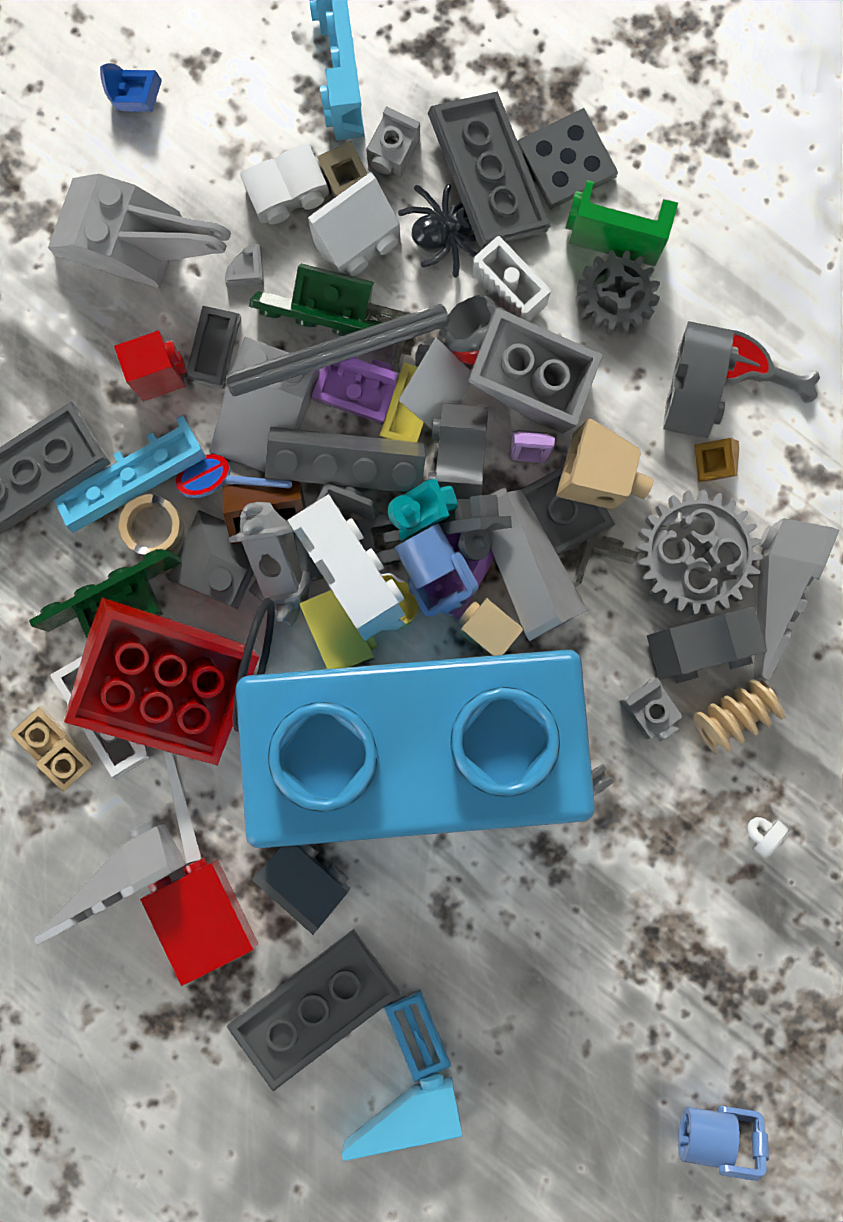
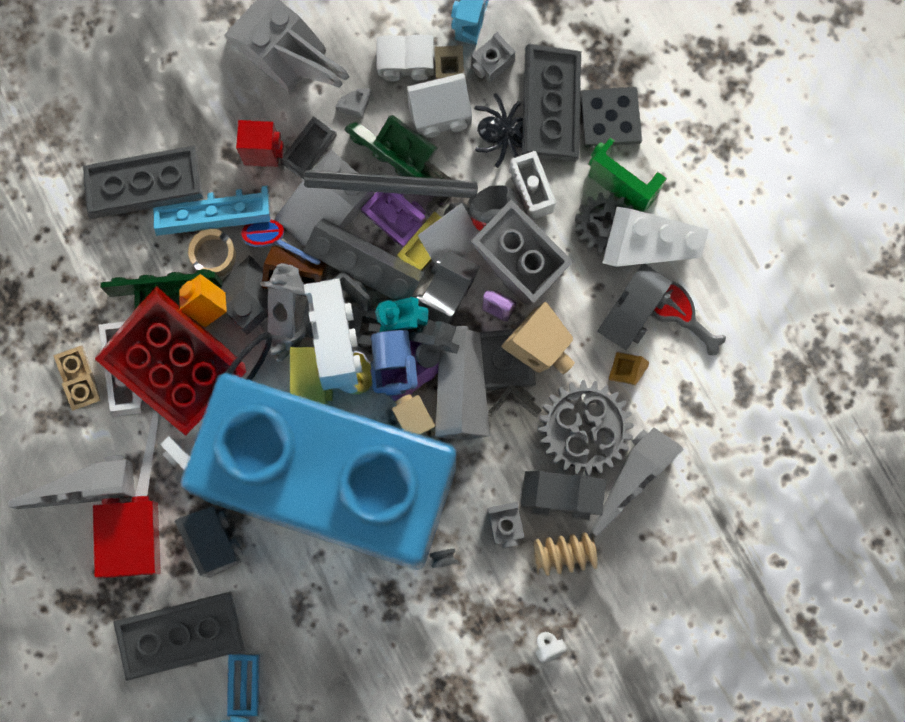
camera: 20 degrees right, 5 degrees down
(166, 591) = (202, 300): none -> light orange brick
(217, 792) = (174, 453): none -> white bracket
(685, 287) = (649, 238): none -> white wedge

